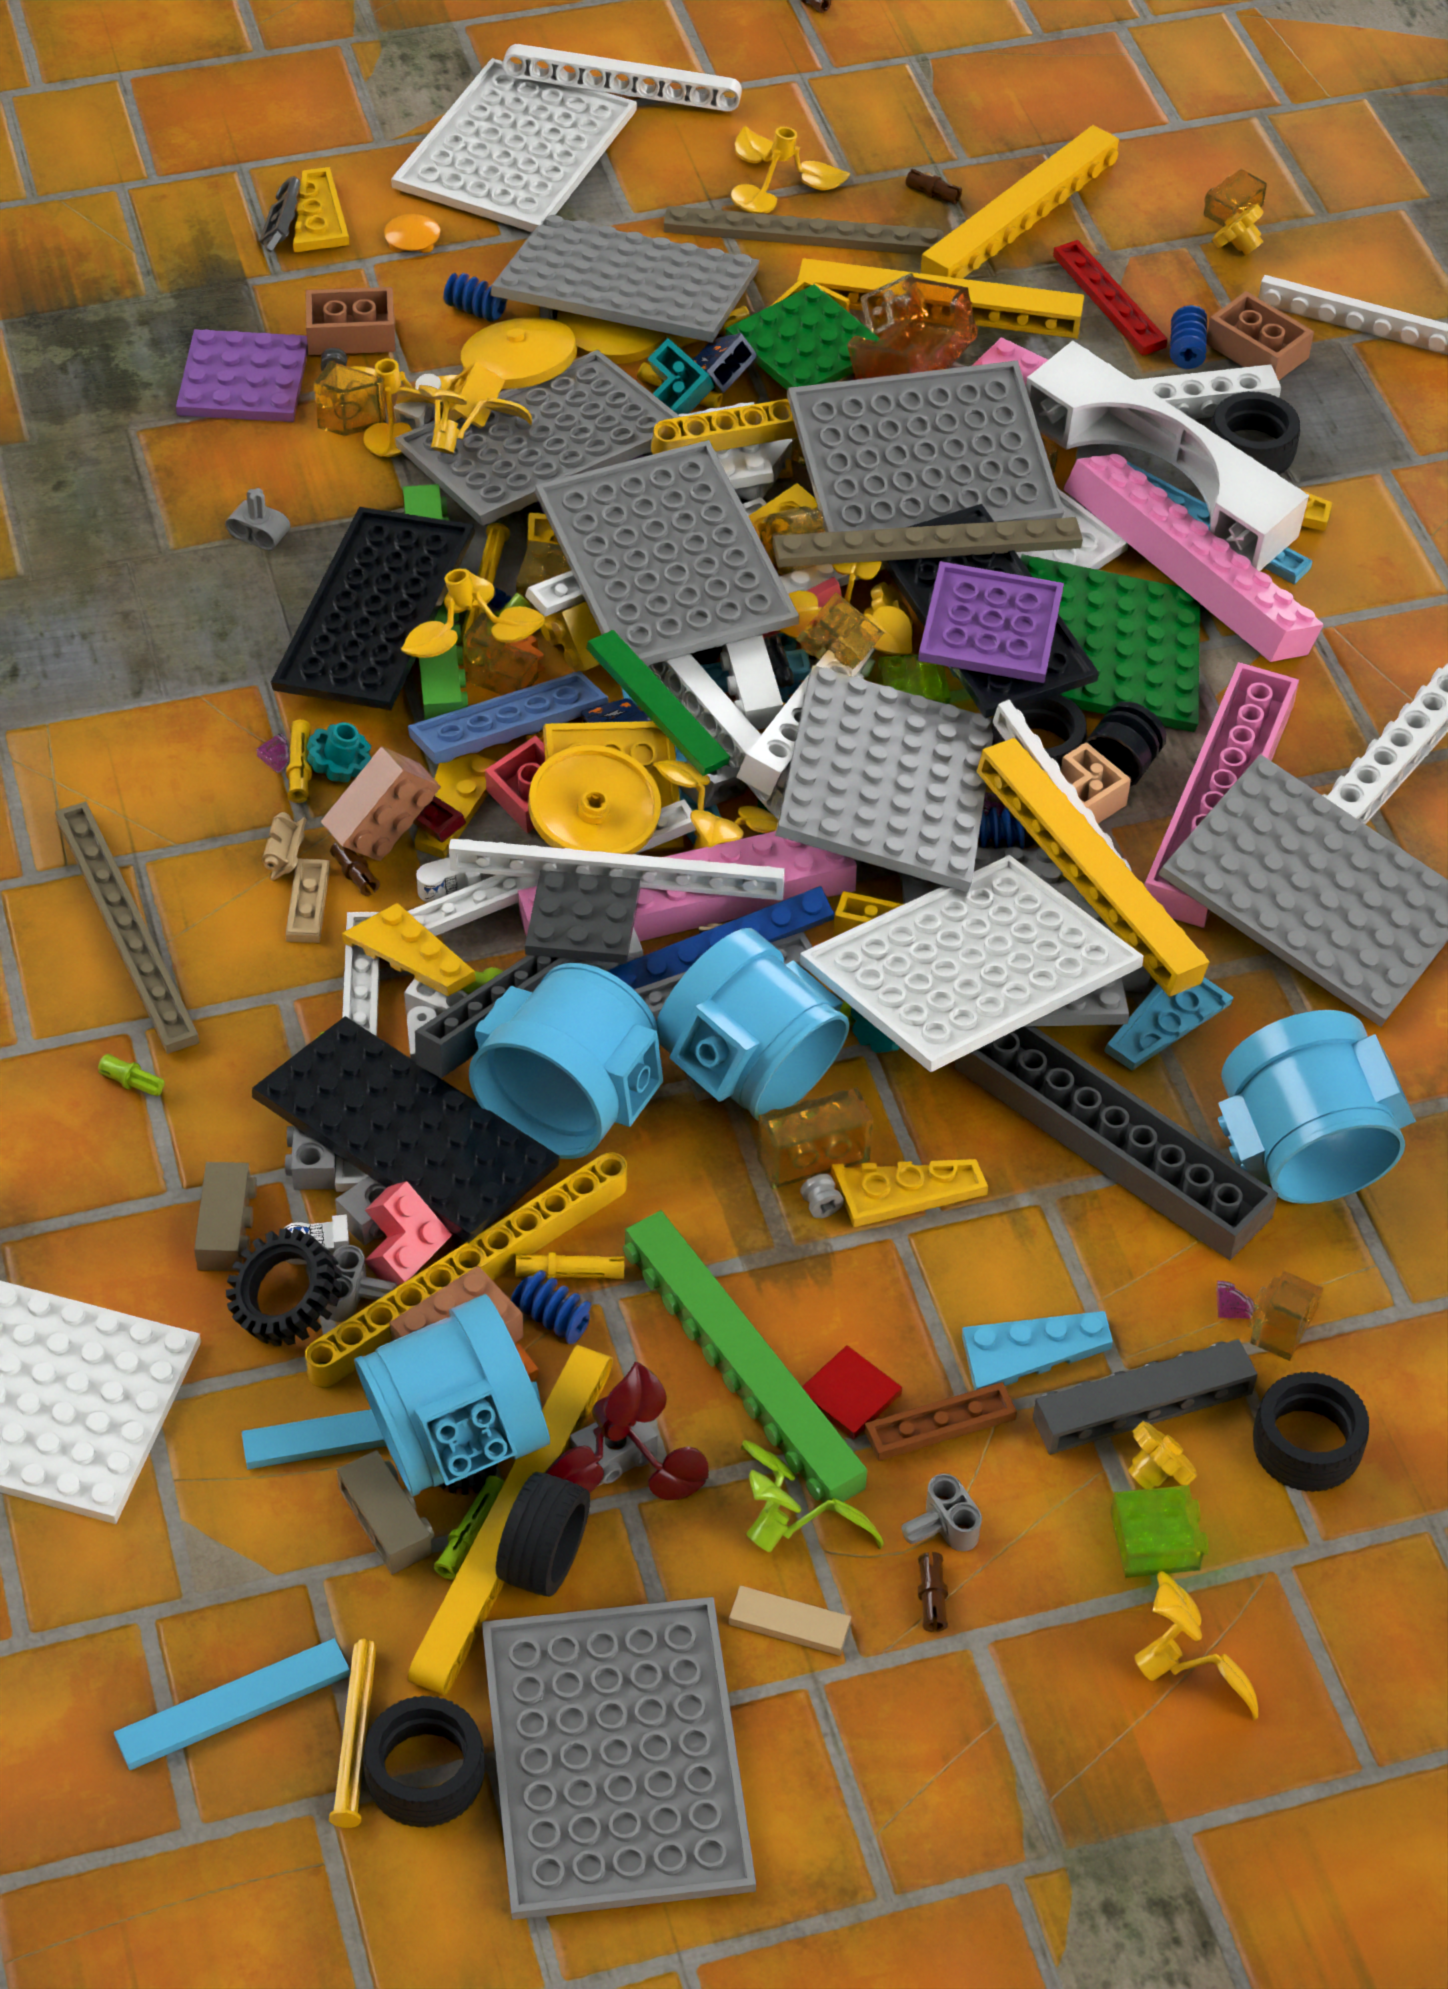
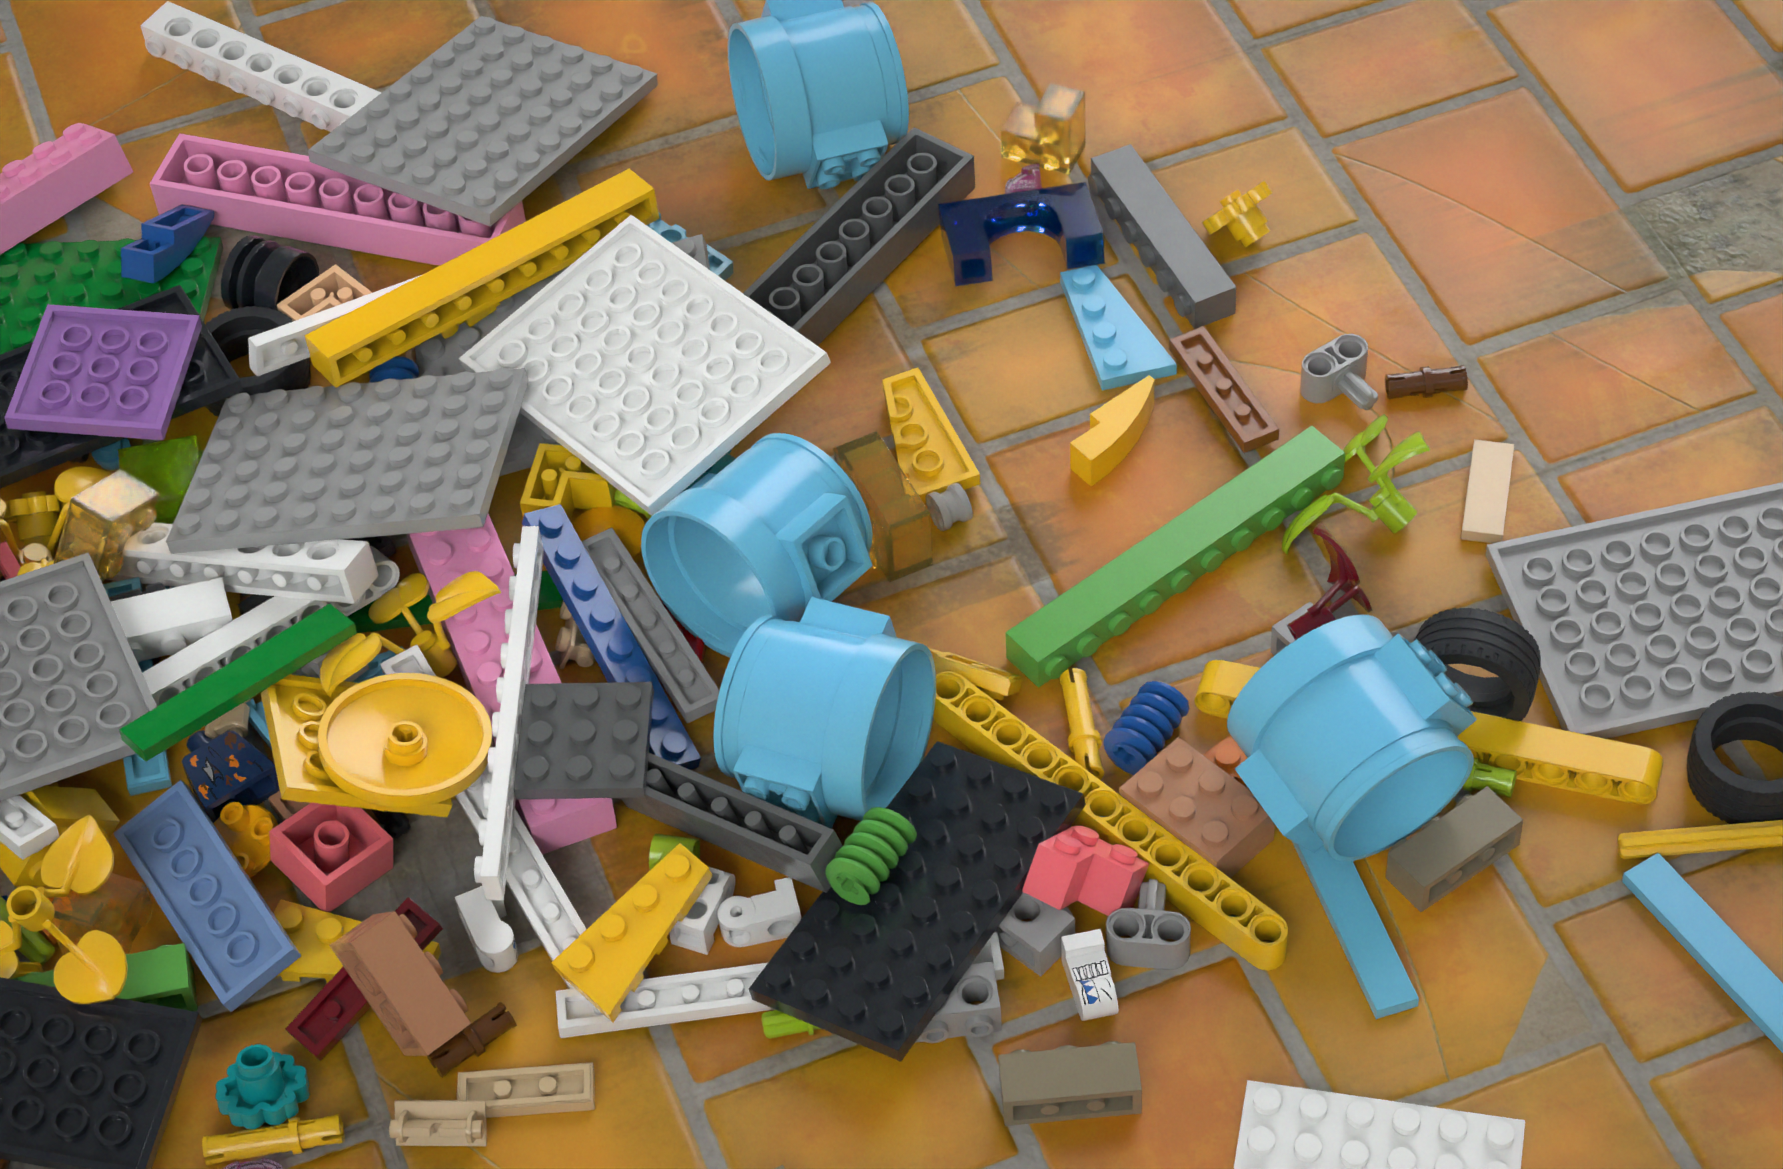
camera: 90 degrees left, 0 degrees up
(307, 1311) = (1227, 956): black tyre -> none
(429, 1081) = (869, 854): none -> bright green piece
(638, 1190) = (992, 680): none -> yellow hinge
(851, 1391) = (1195, 465): red tile -> none
(895, 1327) = (1112, 432): none -> yellow slope
(1158, 1531) = (1323, 214): clear neon green brick -> none
(1164, 1653) = (1459, 203): yellow plant -> none
(1165, 1243) = (1056, 211): none -> clear blue arch
(1173, 677) = (164, 243): none -> blue slope
(1322, 1396) = (1187, 83): black tyre -> none

